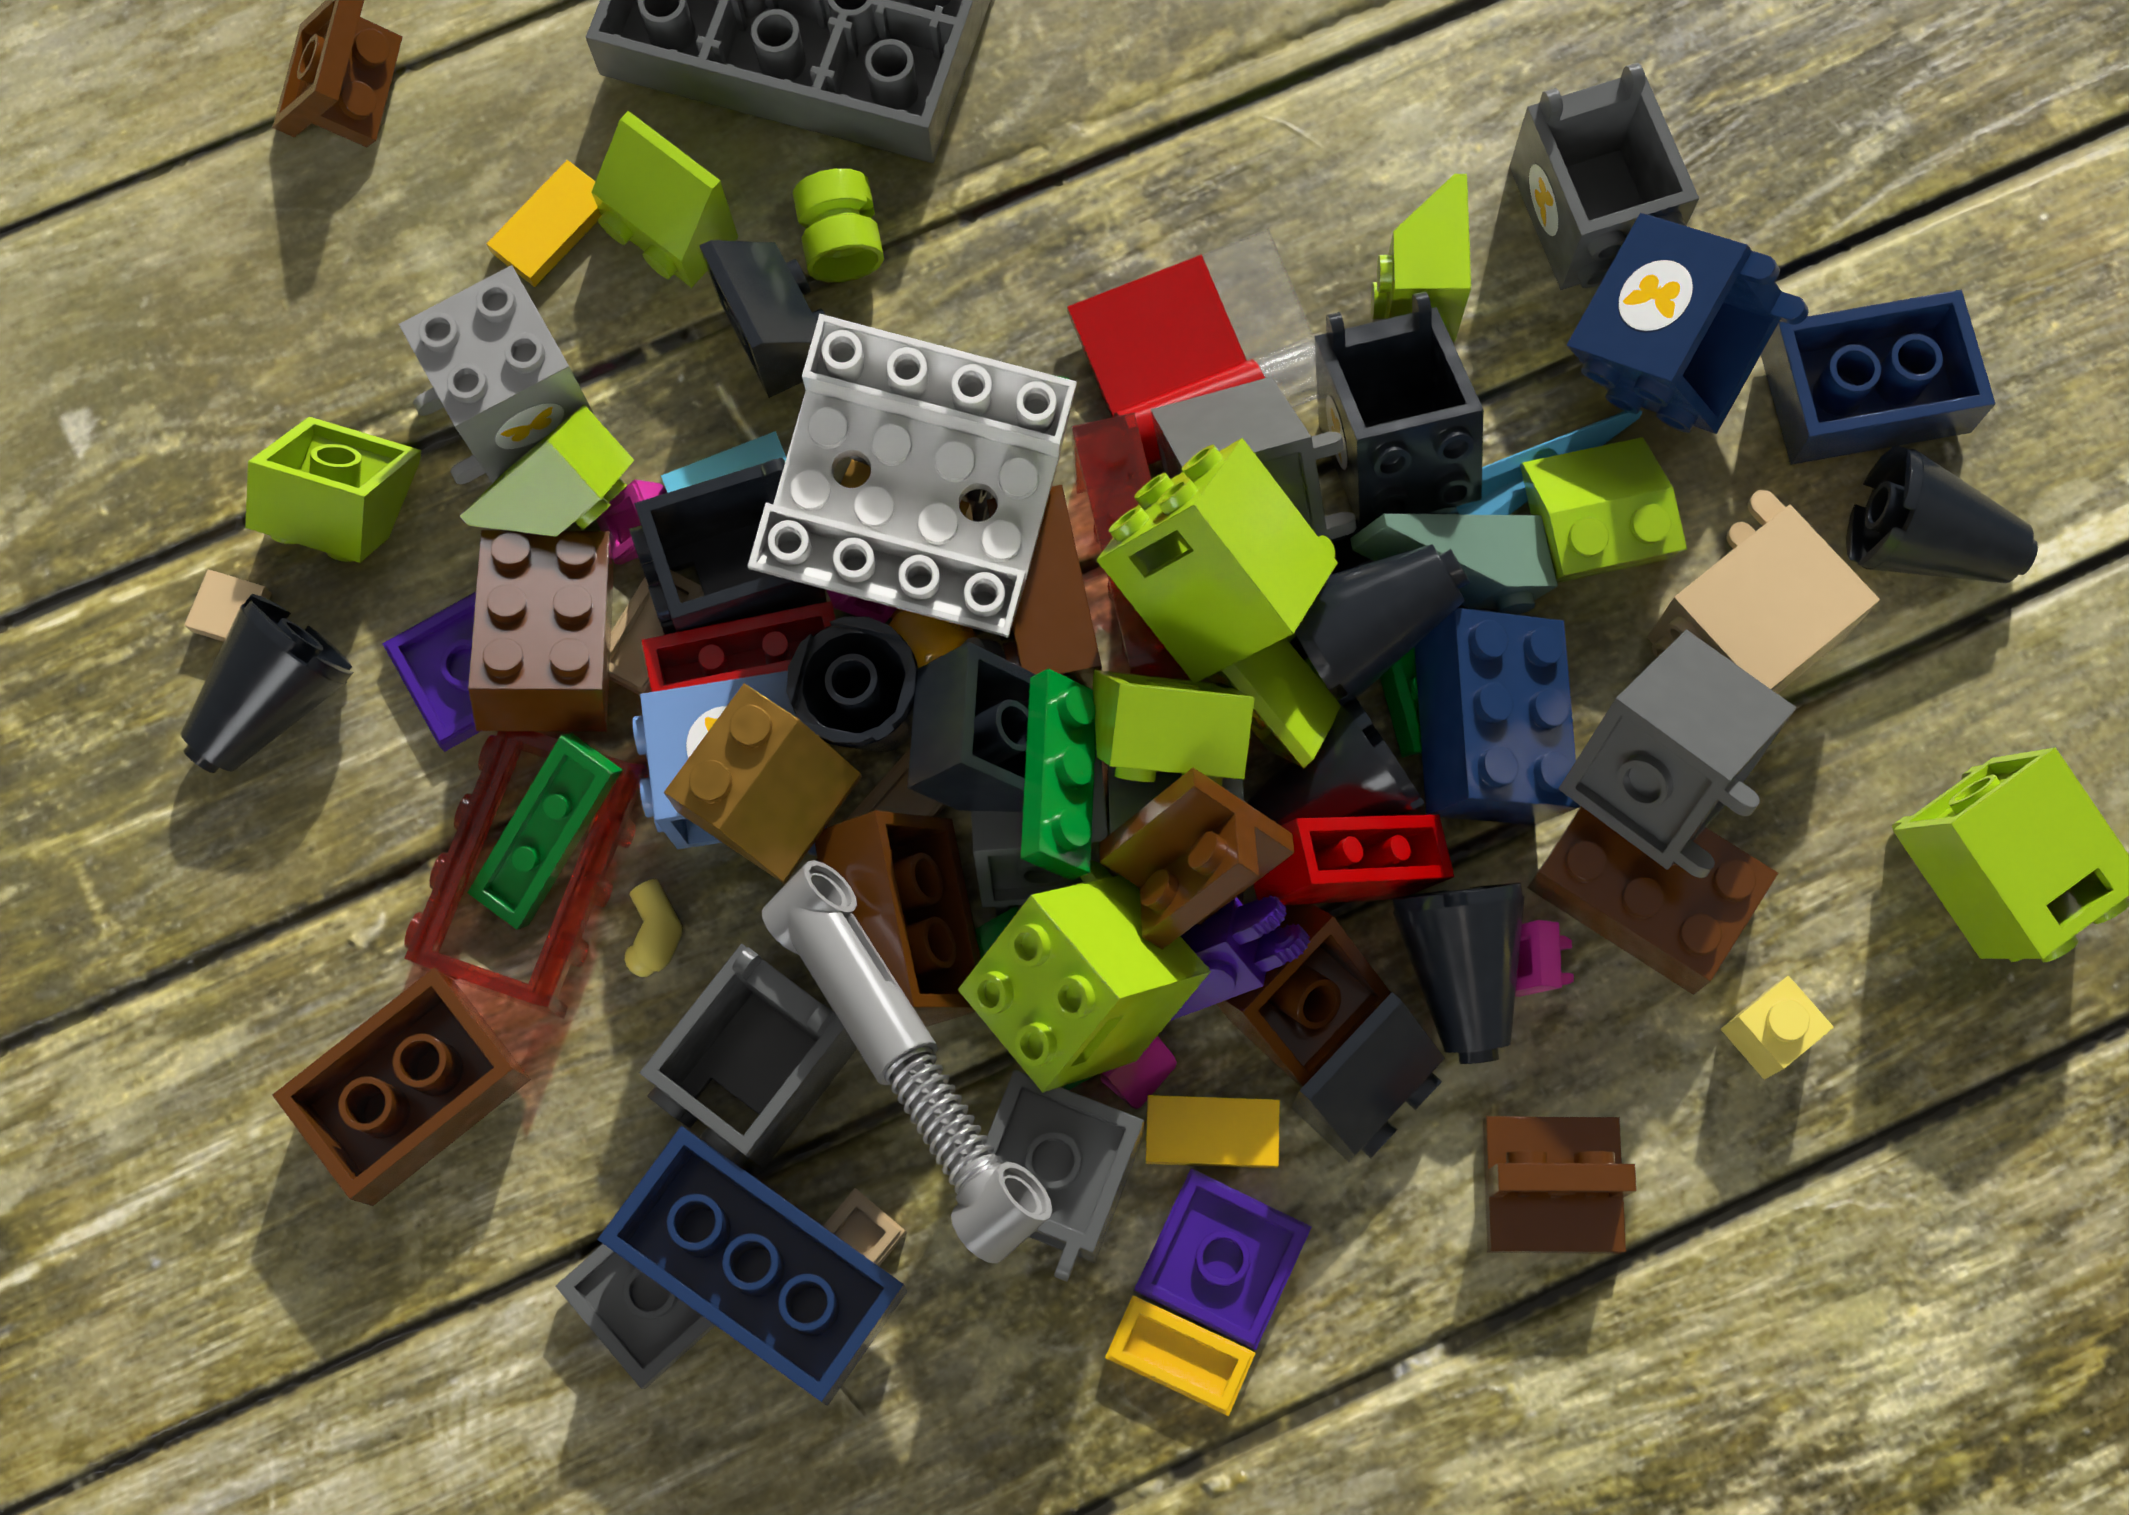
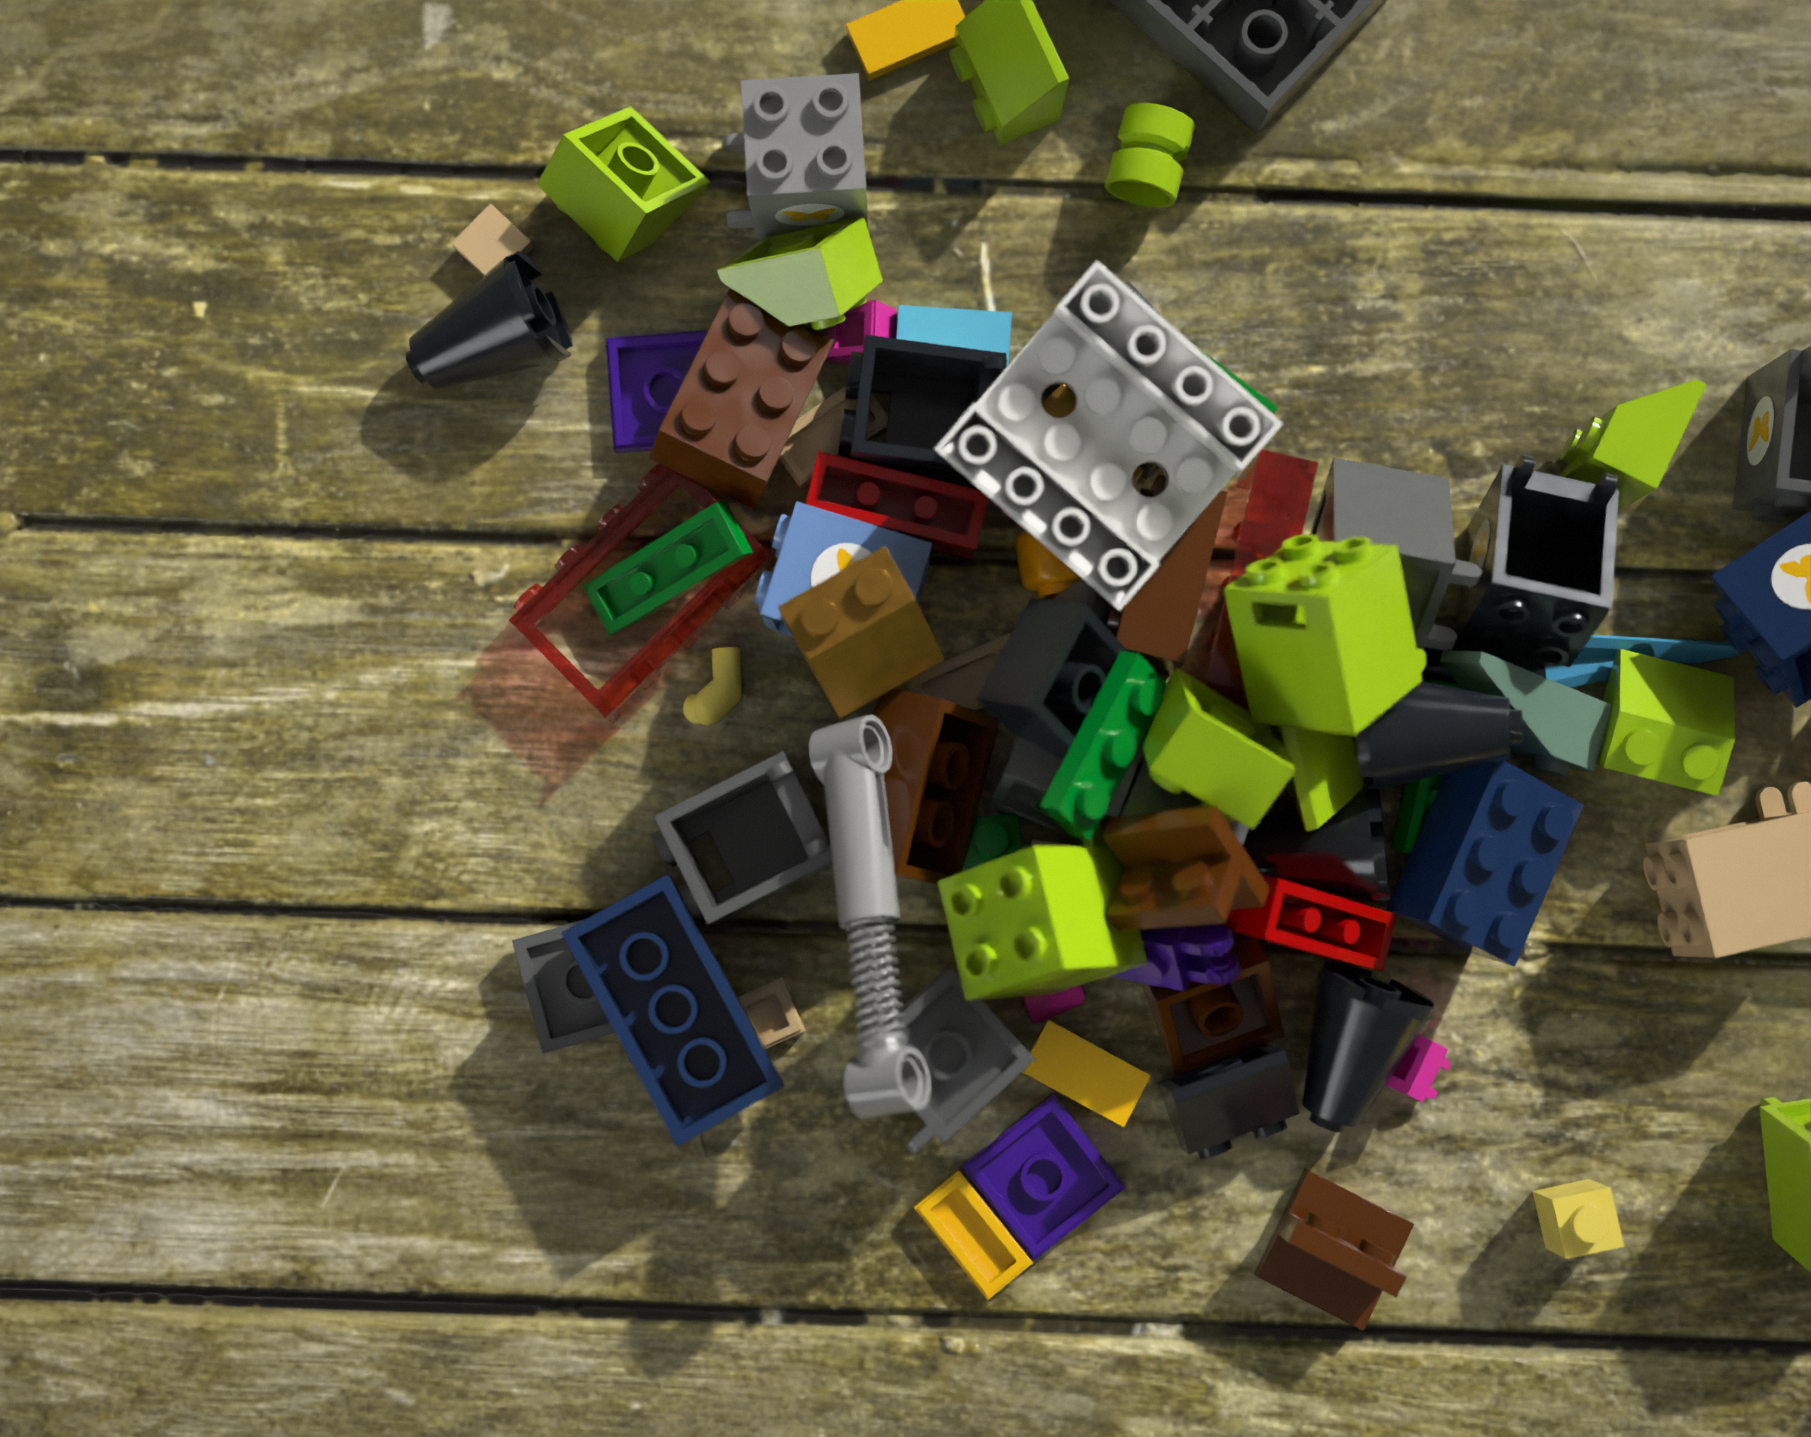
camera: 20 degrees right, 10 degrees up
(401, 1088) = (460, 723): reddish brown brick -> none
(764, 307) = (1056, 207): black slope -> none
(855, 684) = (974, 581): black cone -> none
(1198, 332) = (1406, 404): red door -> none
(1653, 913) = (1542, 1051): reddish brown brick -> none
(1678, 752) = (1620, 974): dark grey container -> none

